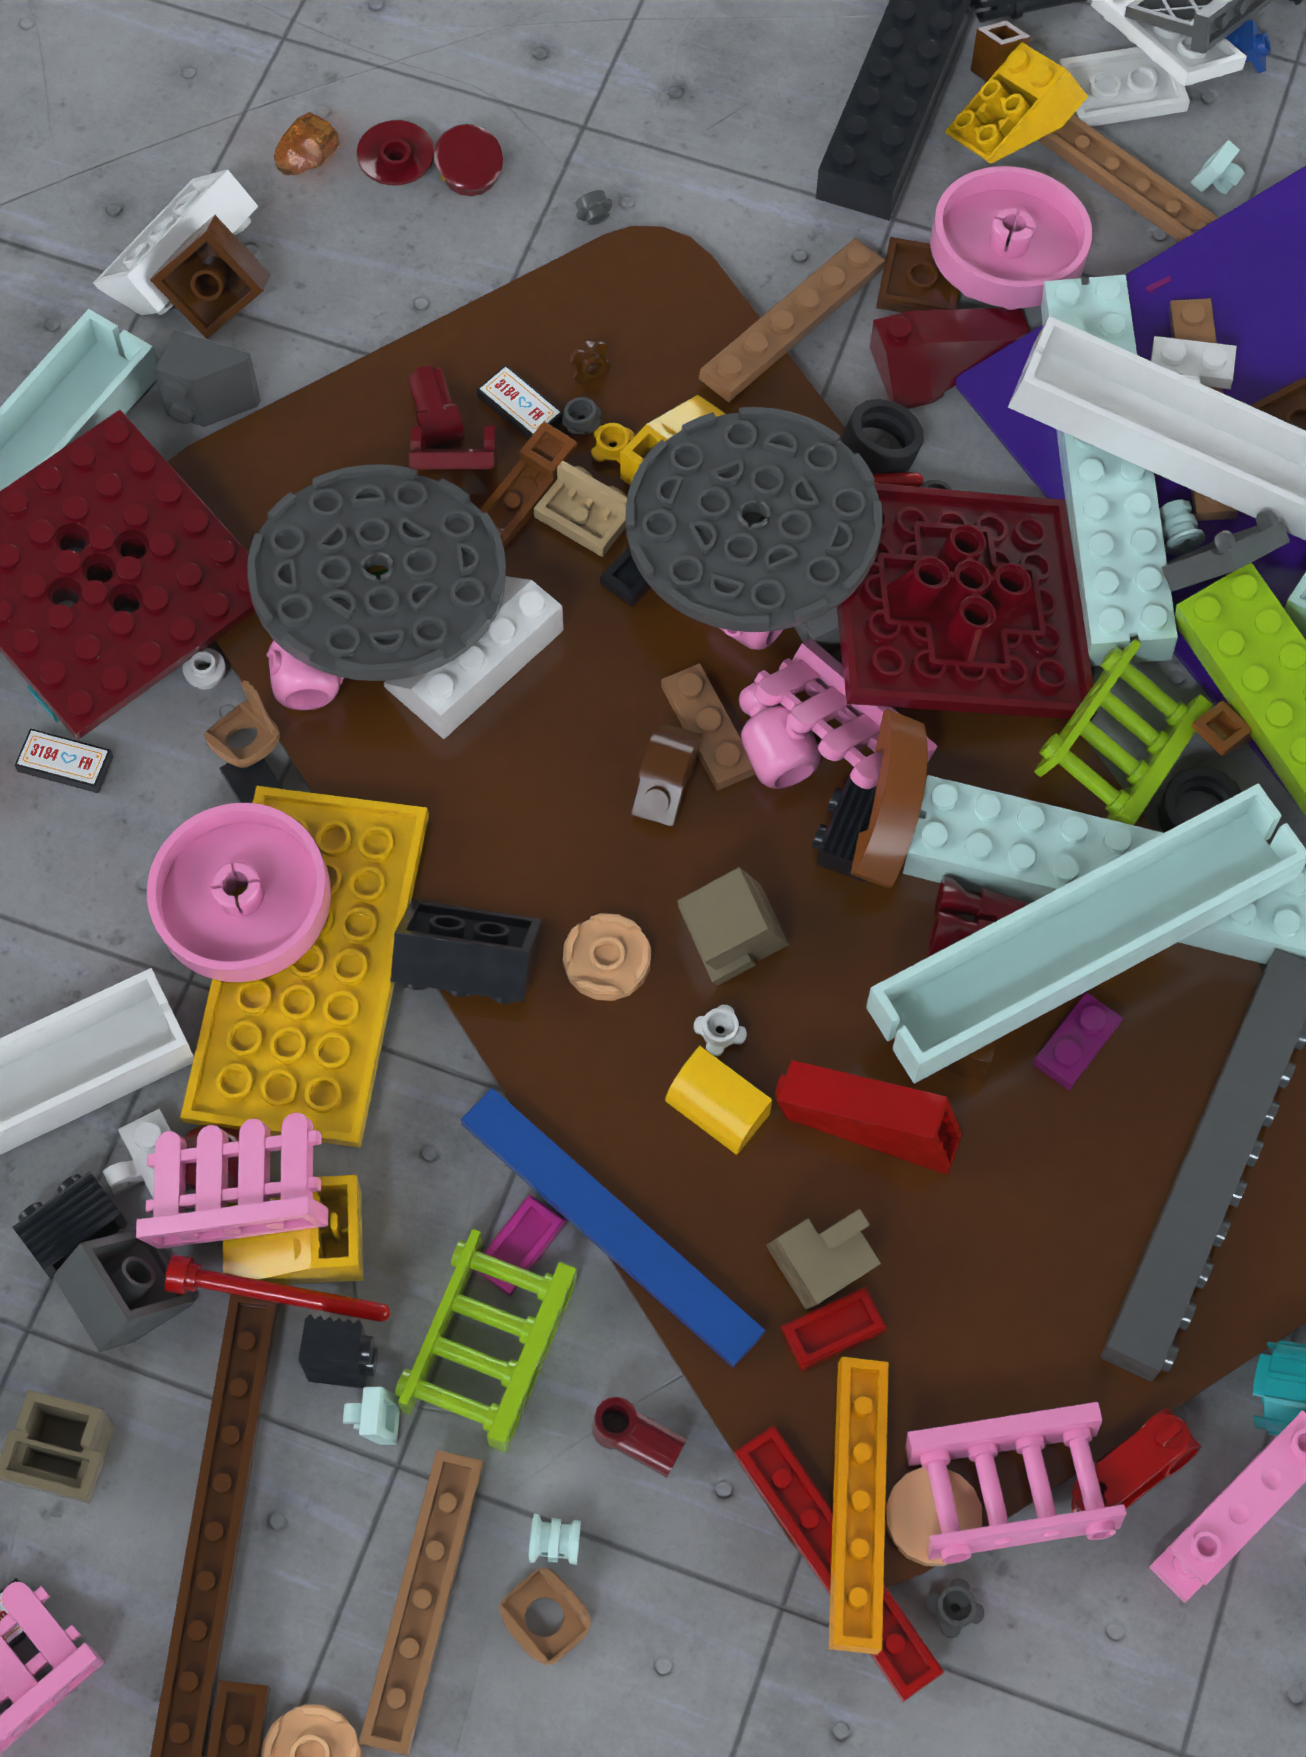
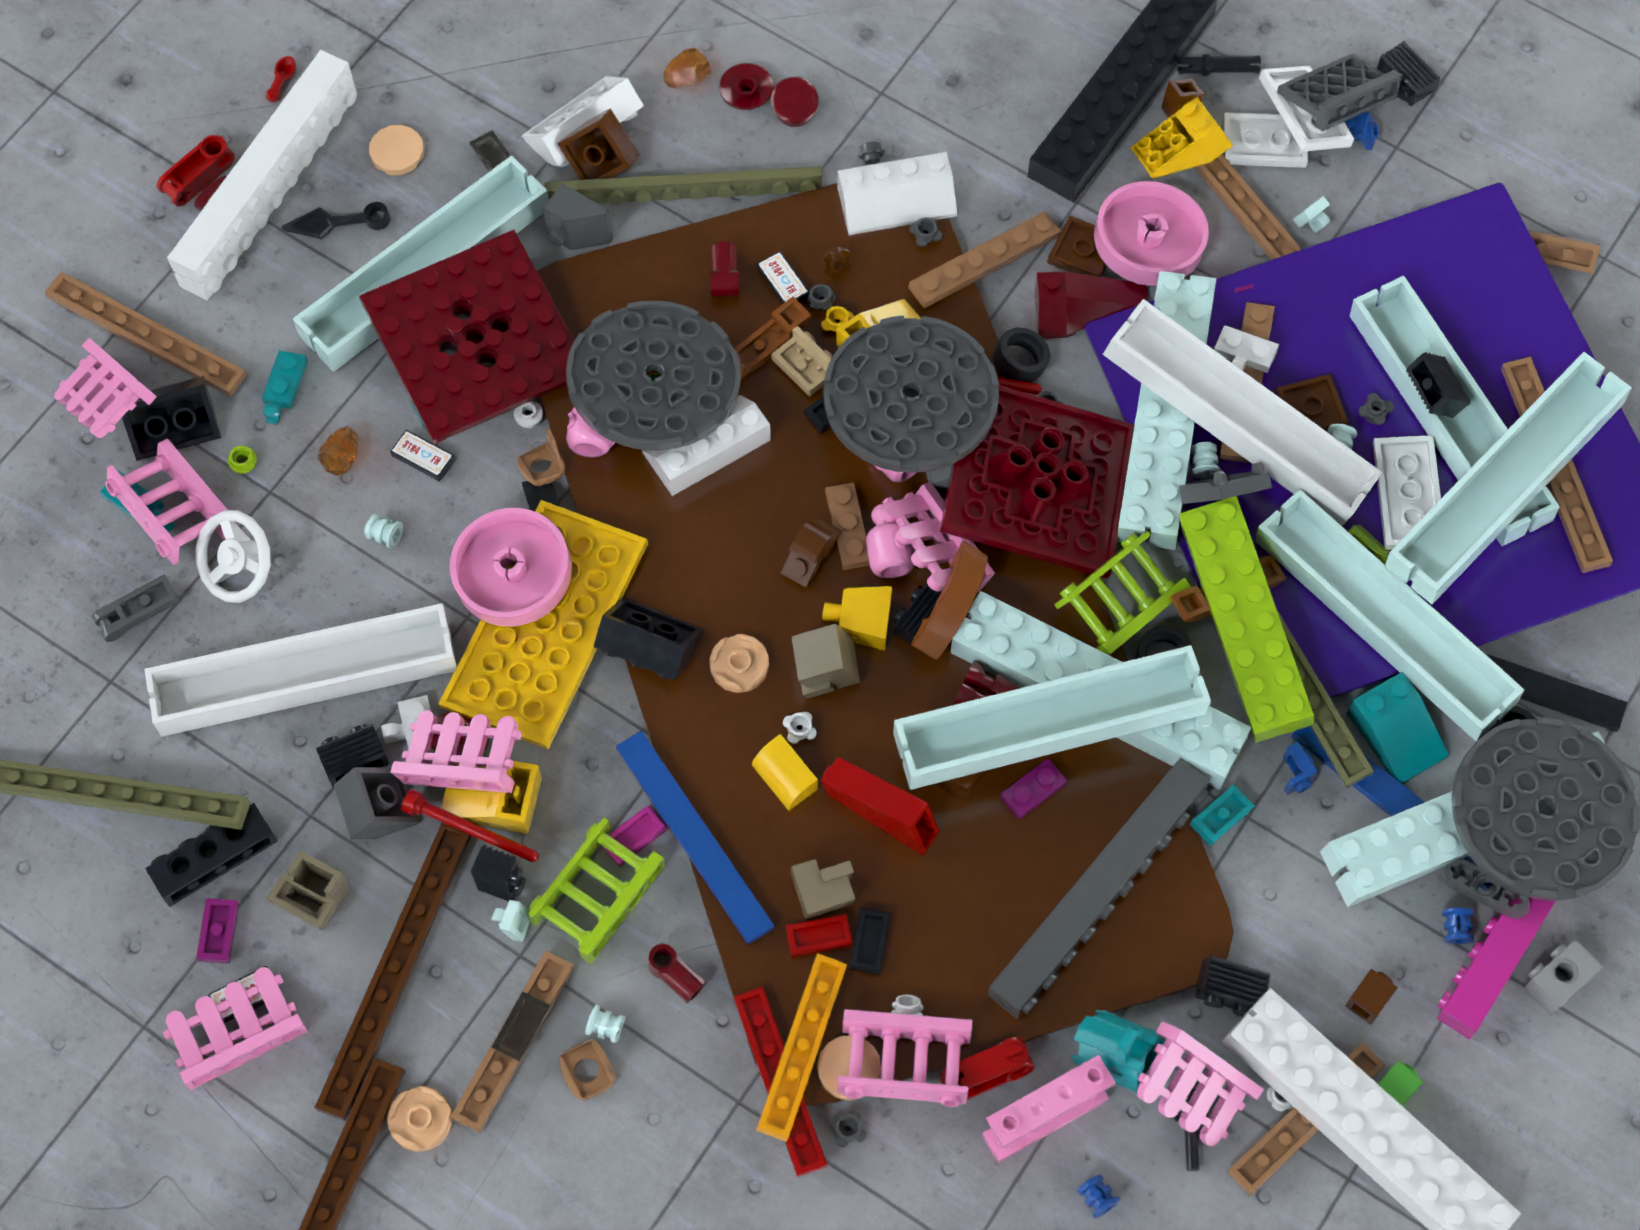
camera: 15 degrees right, 0 degrees up
(34, 882) = (384, 531): none -> light aqua bush
(52, 311) = (490, 150): none -> clear smoke tile
(363, 299) = (695, 185): none -> olive plate
(431, 1576) = (521, 1026): none -> clear smoke tile
(453, 458) = (726, 308): dark red piece -> none
(647, 253) = (897, 193): none -> white slope
(701, 288) = (928, 225): none -> dark grey plate
(767, 846) = (863, 614): none -> yellow torso
(909, 1319) = (870, 941): none -> black tile
(993, 1402) = (907, 1005): none -> white plate

